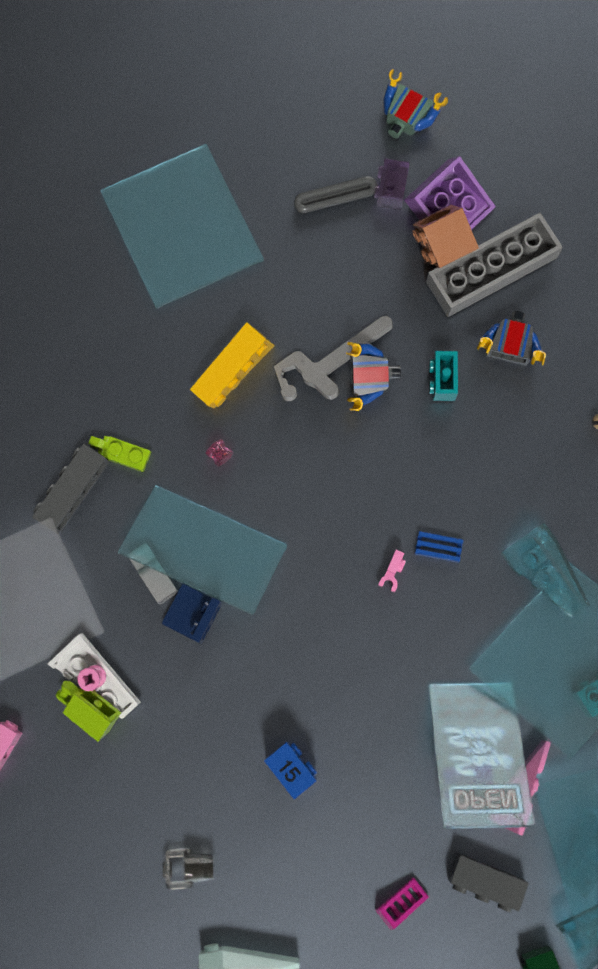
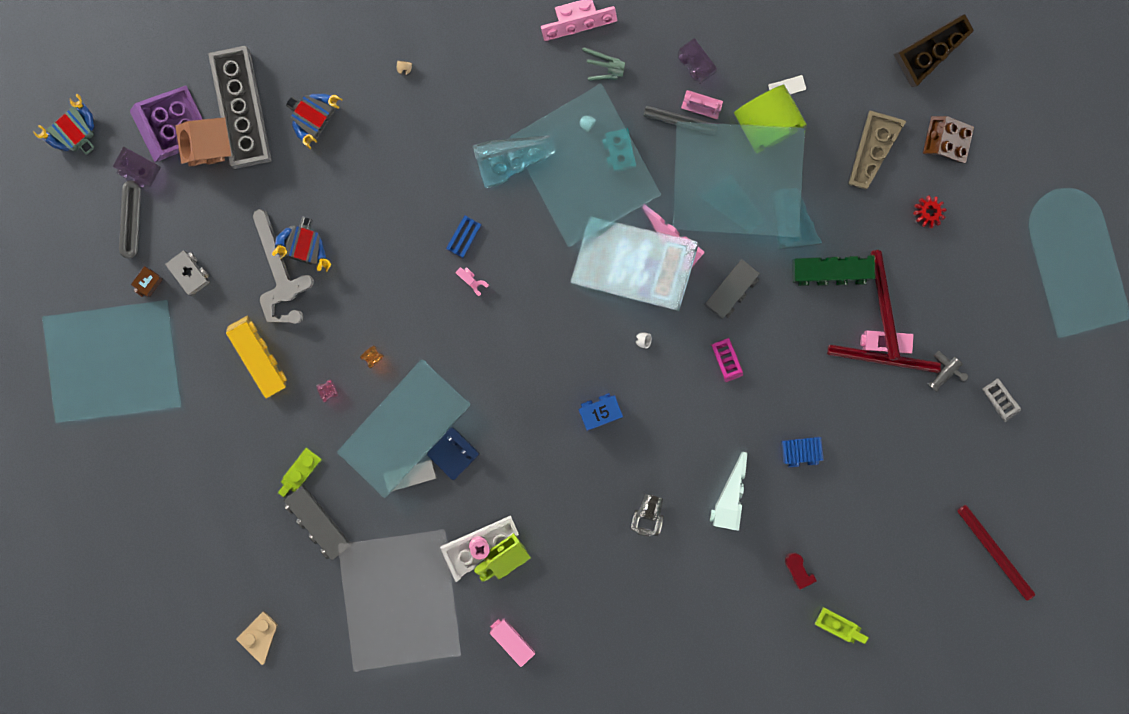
camera: 75 degrees left, 10 degrees up
(272, 489) = (371, 356): none -> clear orange wheel
(275, 231) = (146, 282): none -> reddish brown brick
(300, 258) = (178, 267): none -> light grey brick
(392, 793) = (644, 340): none -> white hinge
(445, 376) = (323, 182): teal brick -> none

